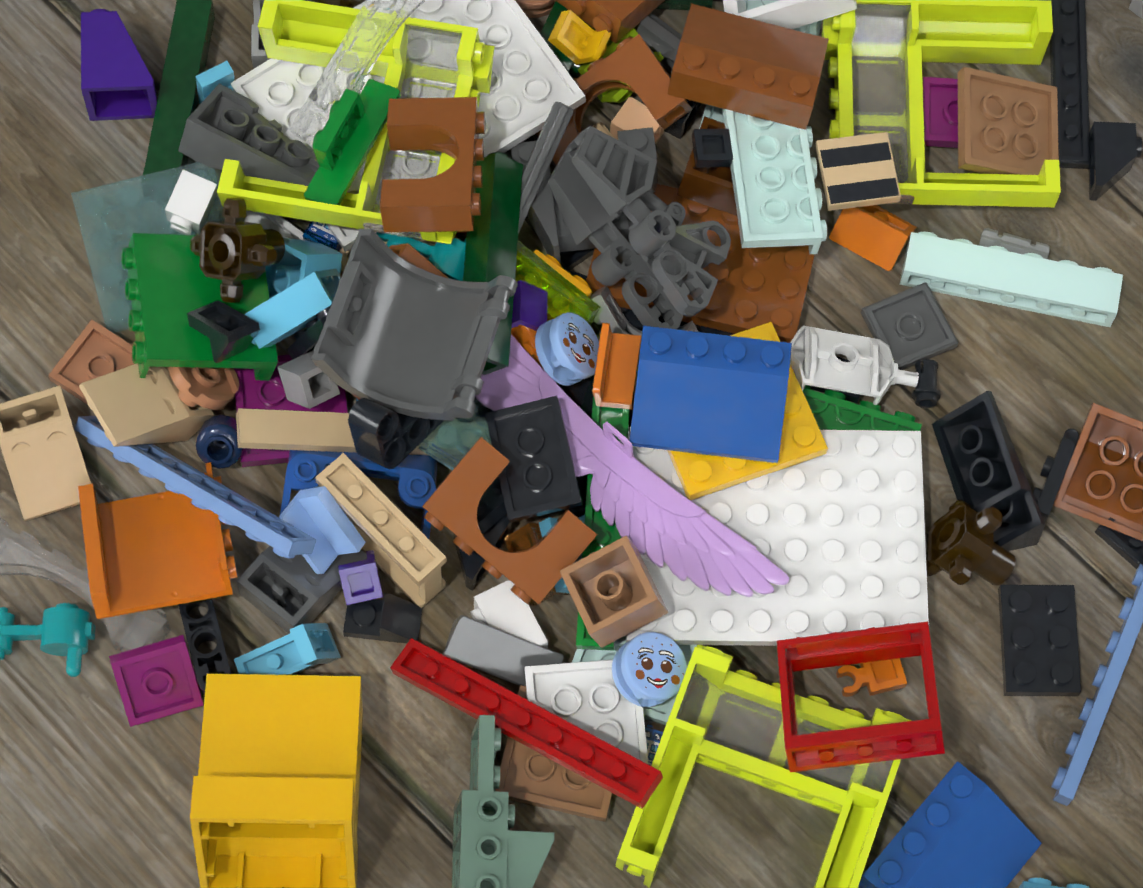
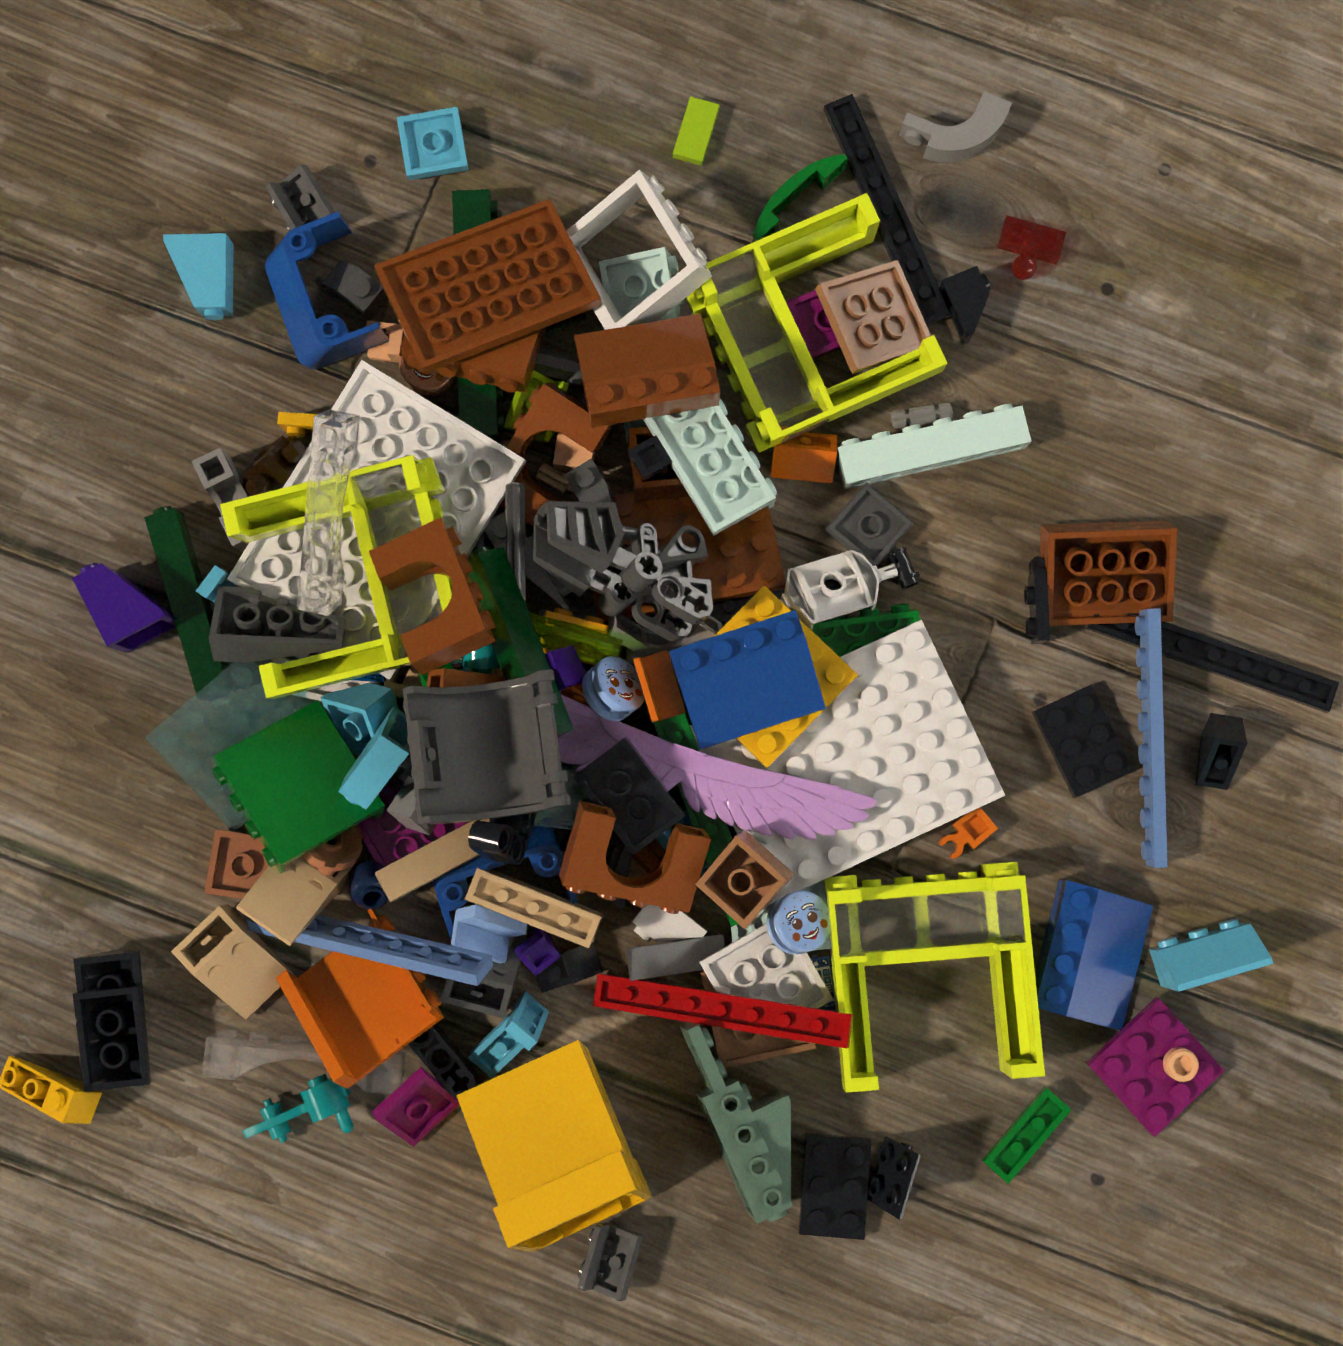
camera: 20 degrees left, 15 degrees up
(190, 203) = (247, 709): white brick -> none
(226, 327) = (326, 806): black slope -> none
(236, 249) = (307, 732): dark brown piece -> none
(347, 140) = (352, 600): green bracket -> none
(578, 39) = (493, 405): yellow bracket -> none
(857, 171) = (777, 423): tile -> none
(862, 743) = (996, 920): red window -> none
(965, 544) = (997, 696): dark brown piece -> none
(988, 471) = (986, 626): black slope -> none

